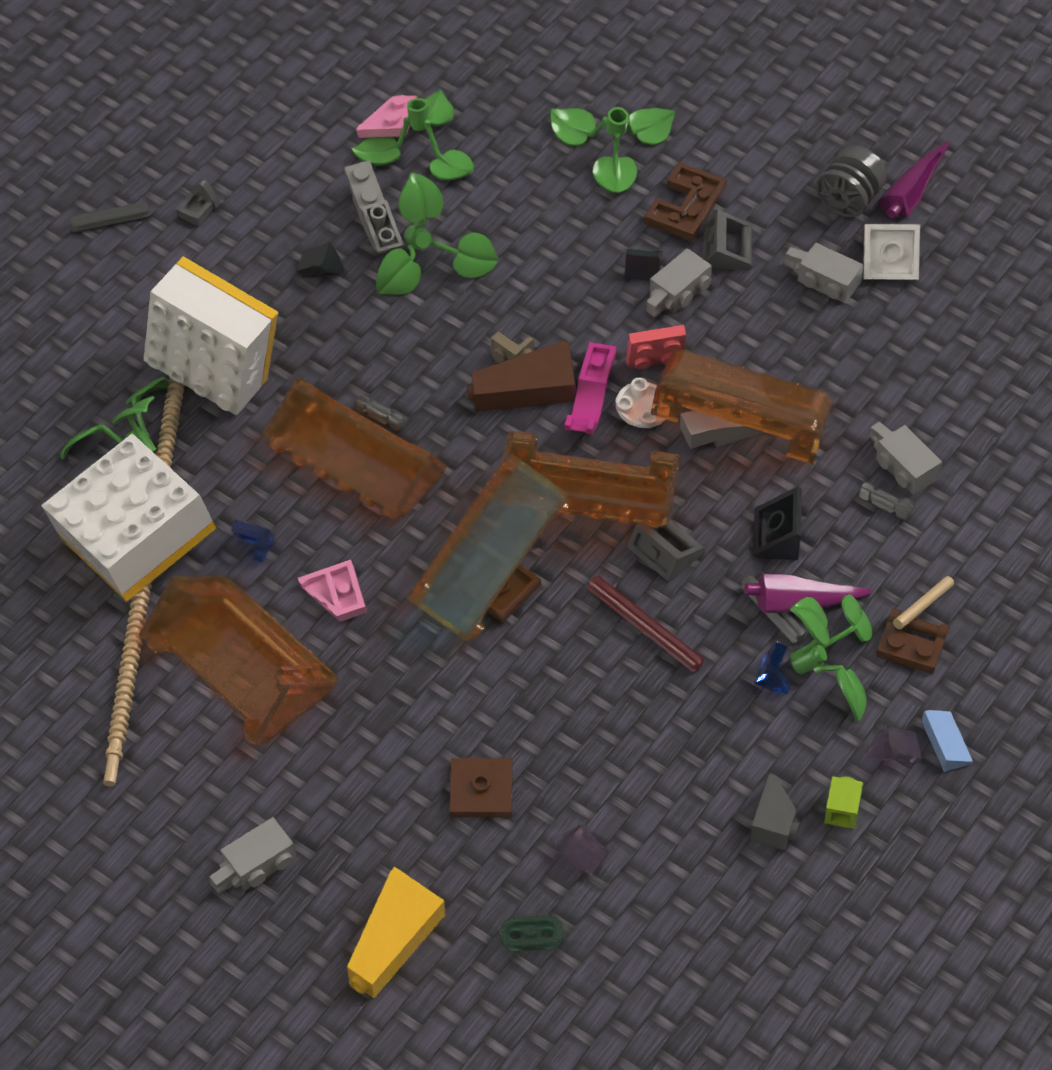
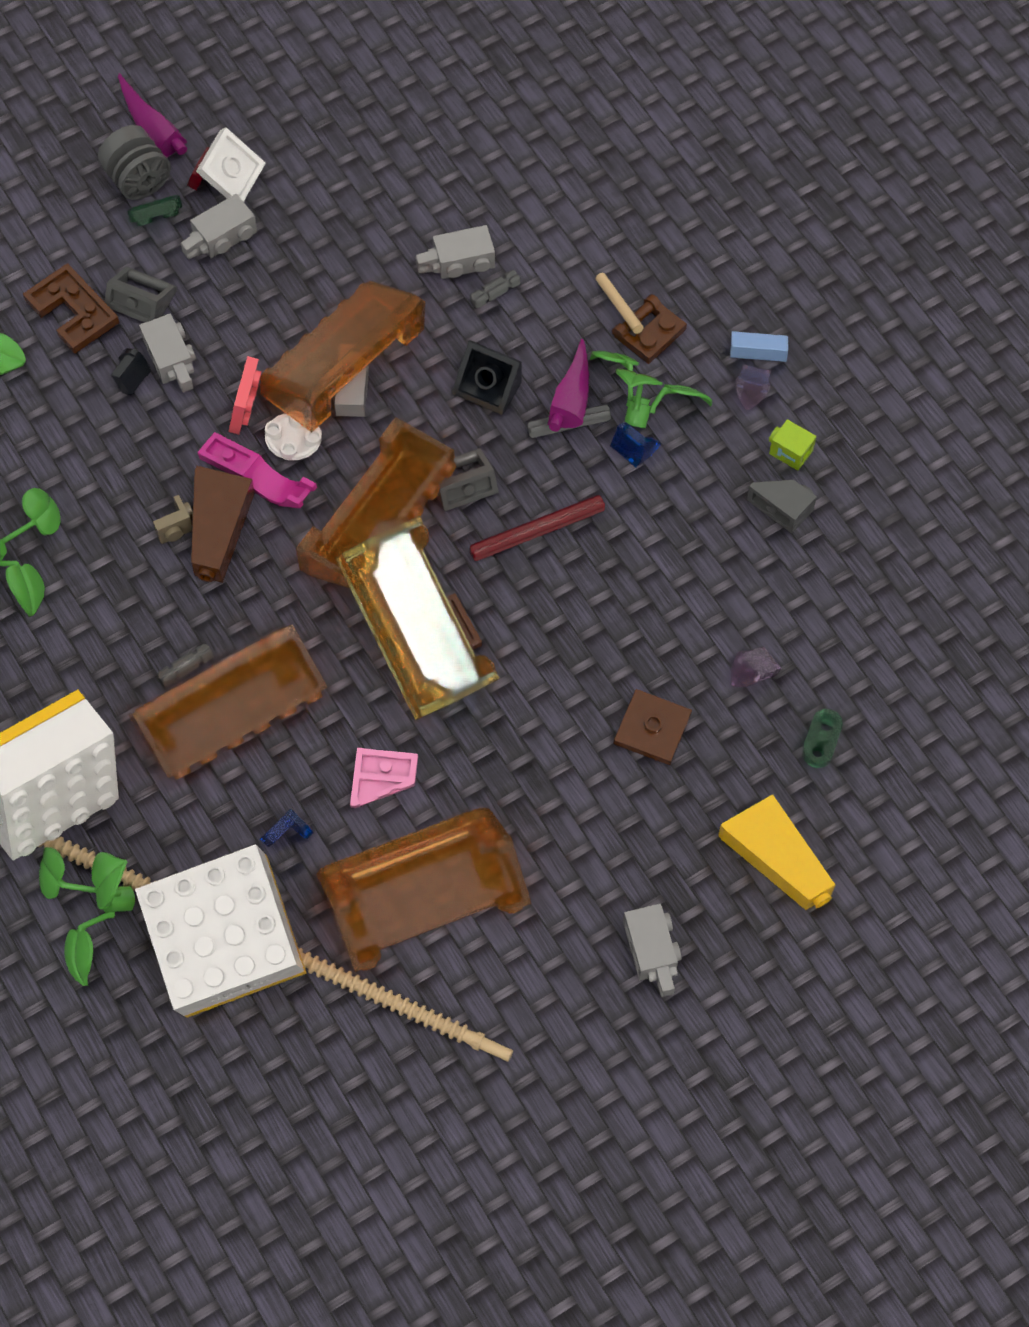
camera: 70 degrees left, 10 degrees up
(812, 214) = (144, 213): none -> clear green plate

